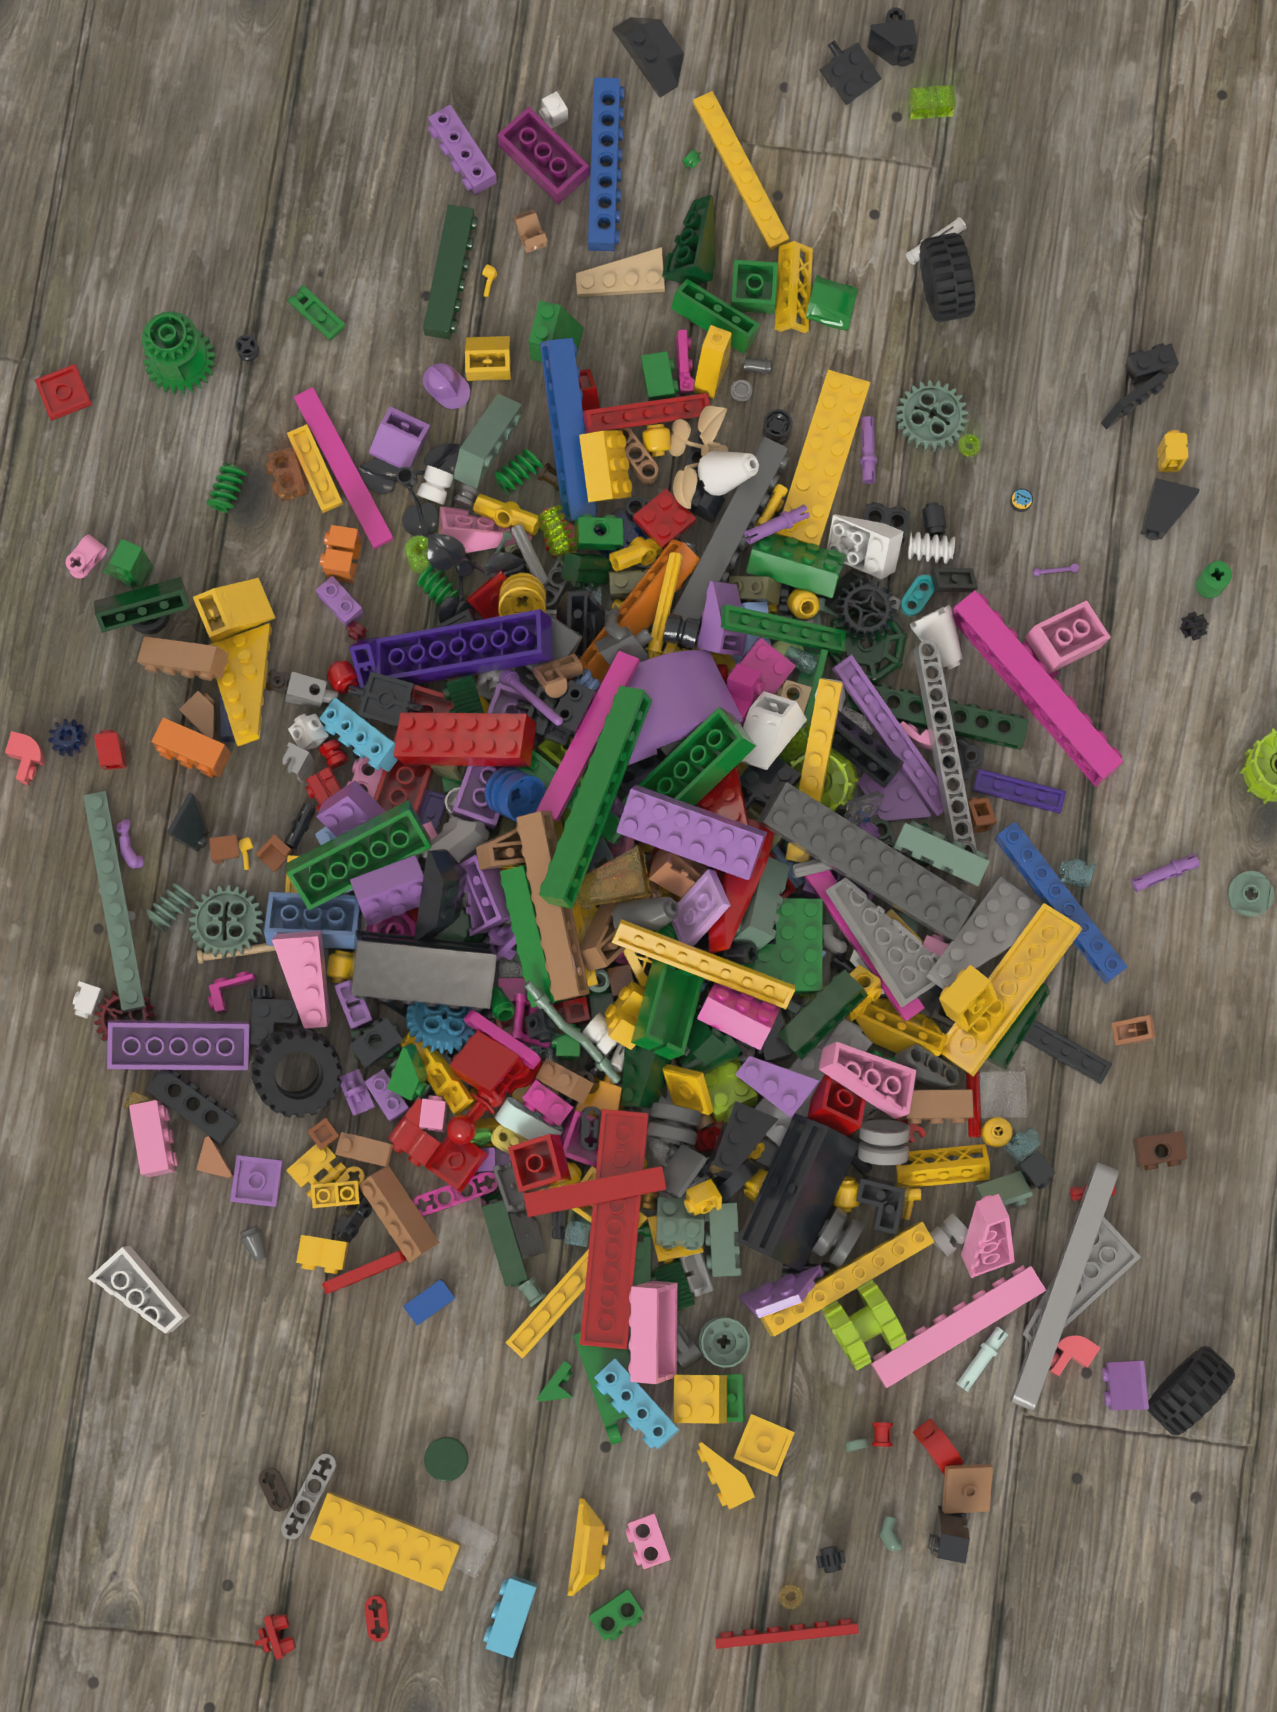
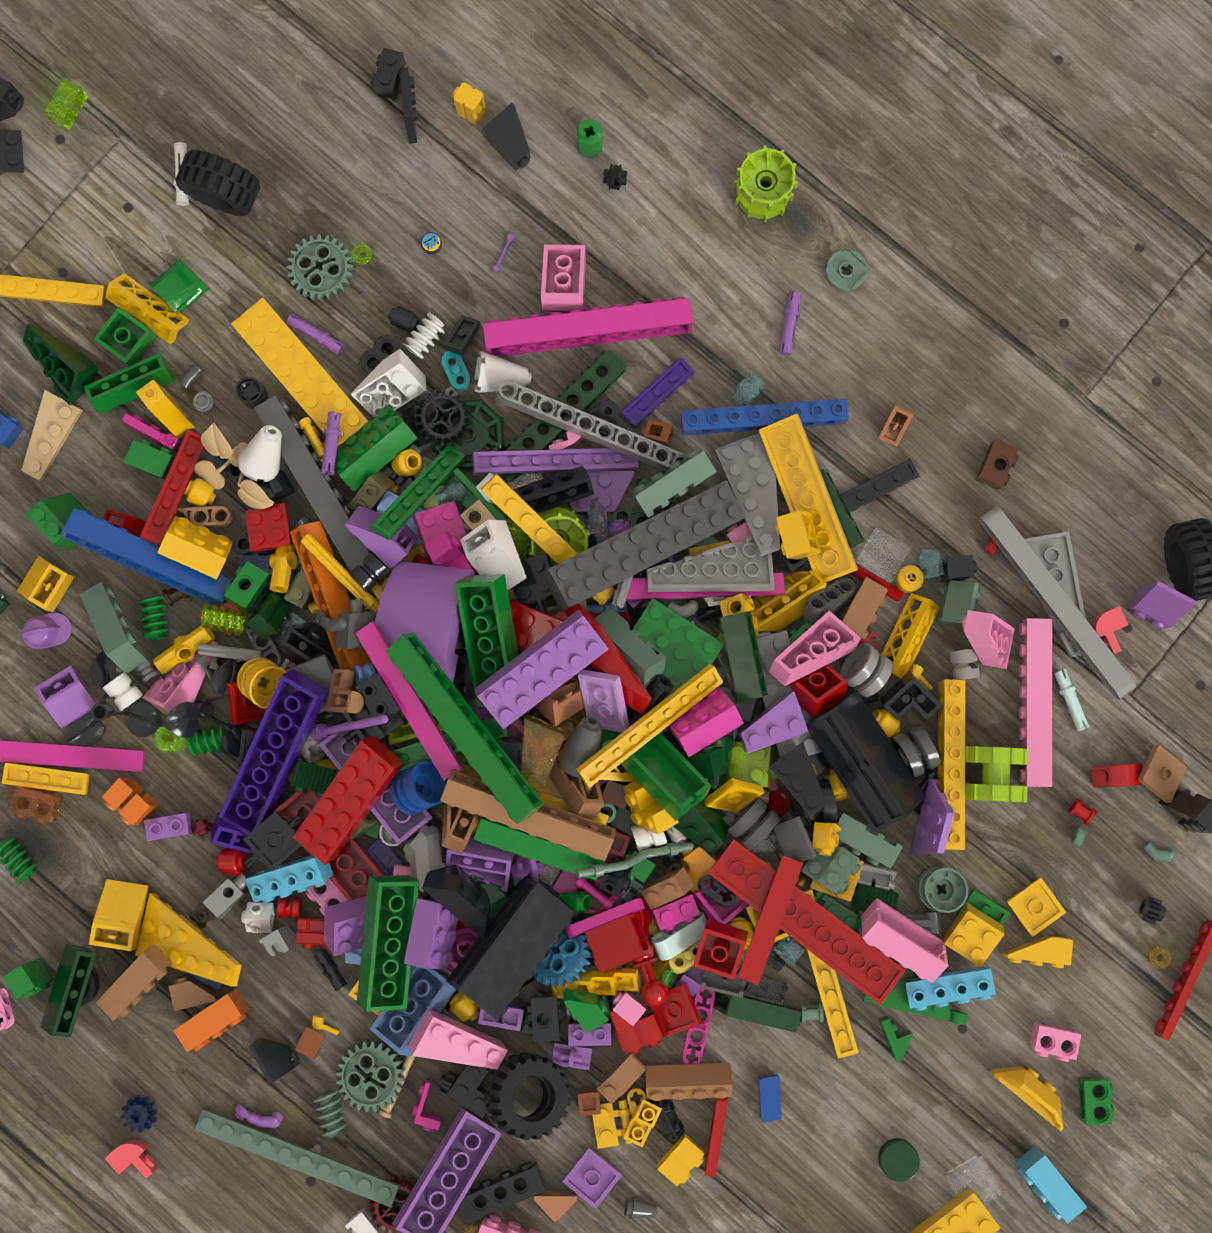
camera: 60 degrees left, 5 degrees up
(110, 750) = (172, 1086): red slope -> none
(274, 853) = (339, 1003): dark orange panel -> none

